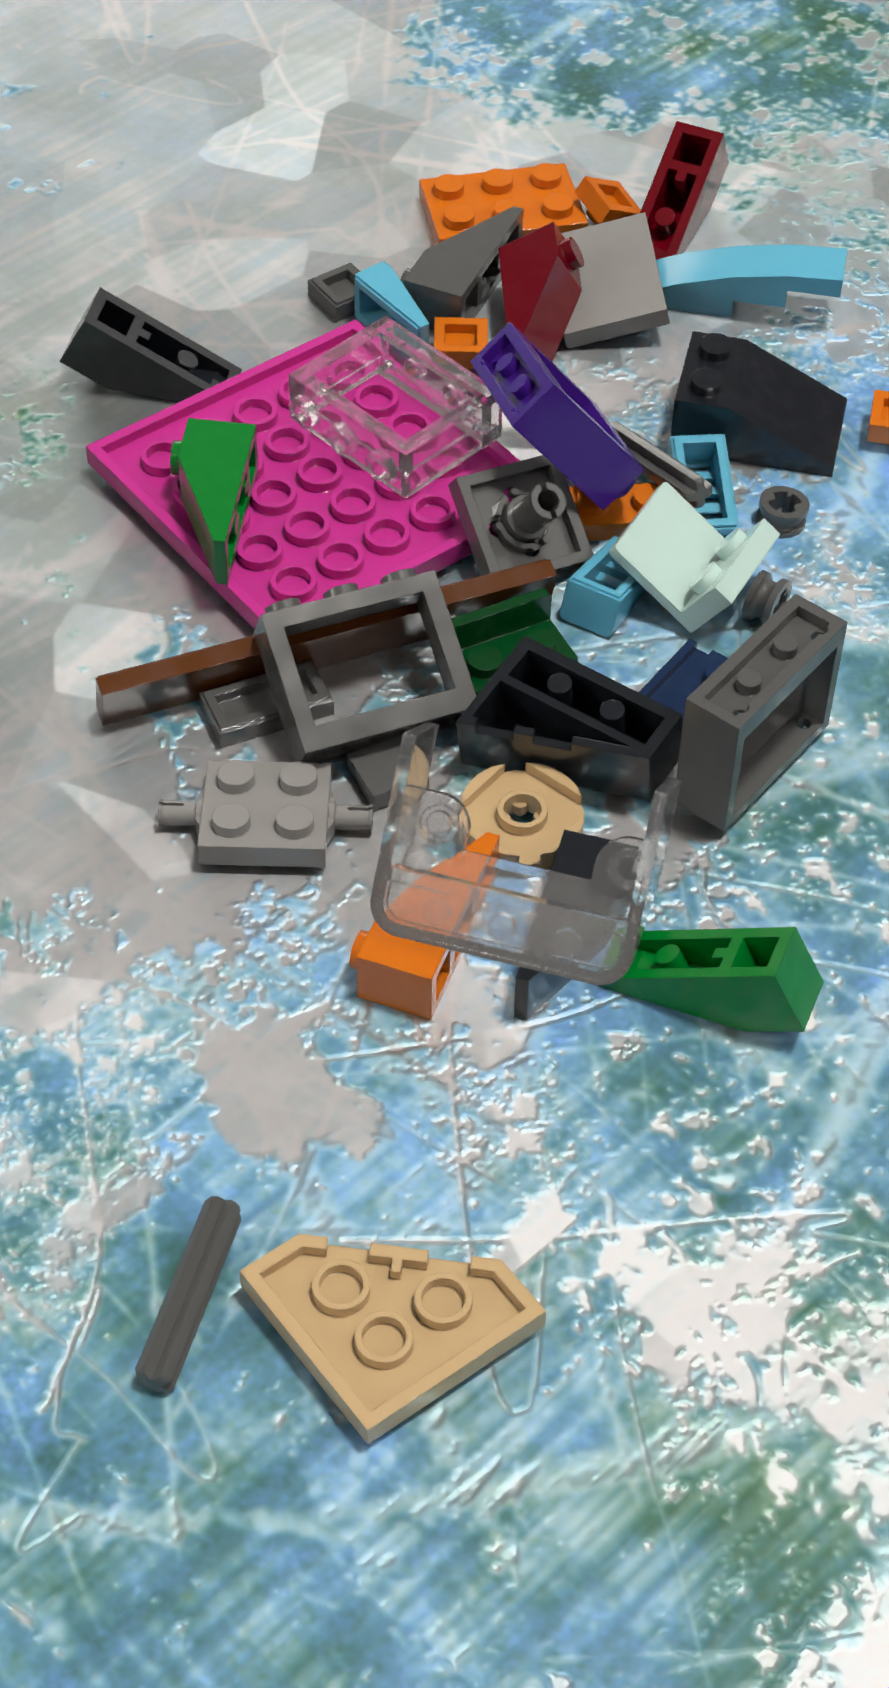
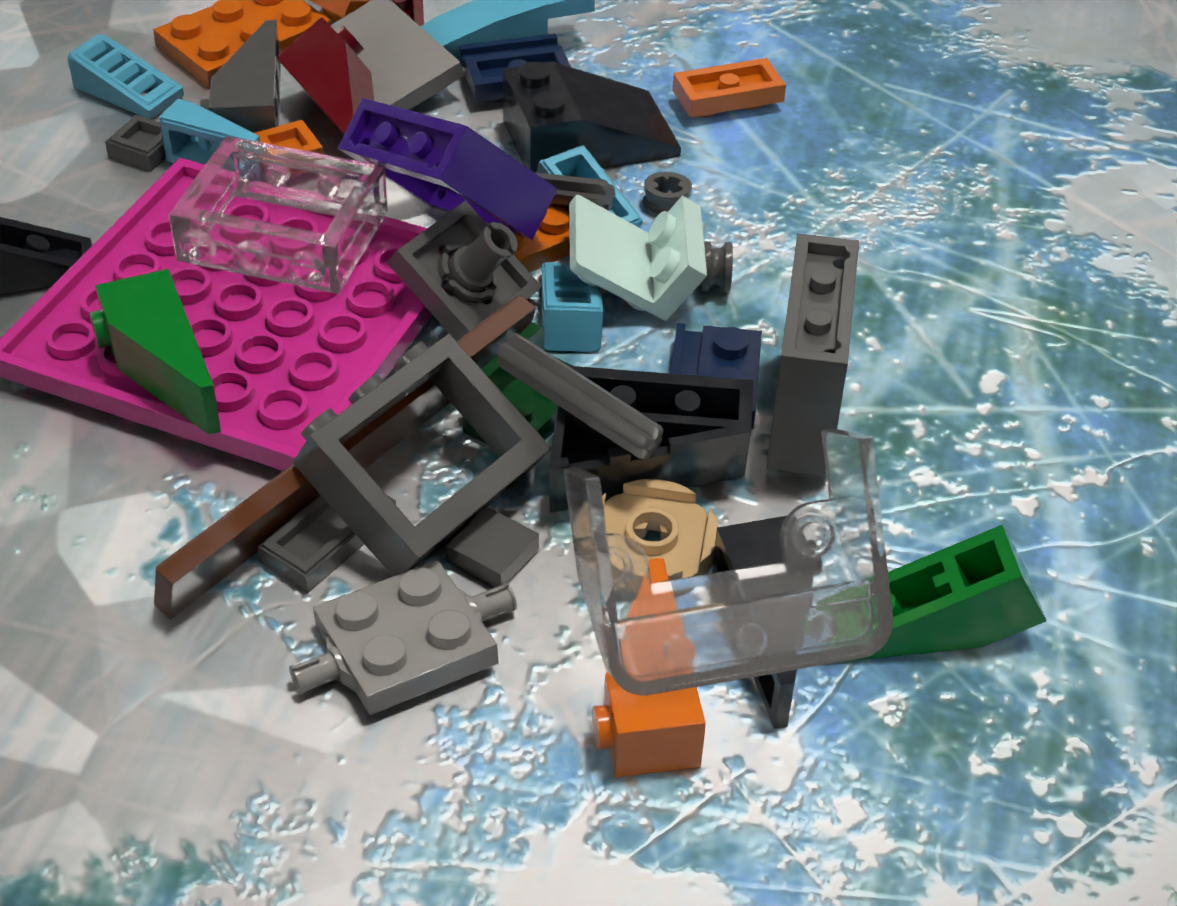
camera: 30 degrees left, 5 degrees down
(361, 217) = (120, 77): none -> medium azure slope
(515, 669) = (580, 396): none -> dark grey axle
(729, 316) = (486, 61): none -> dark blue plate

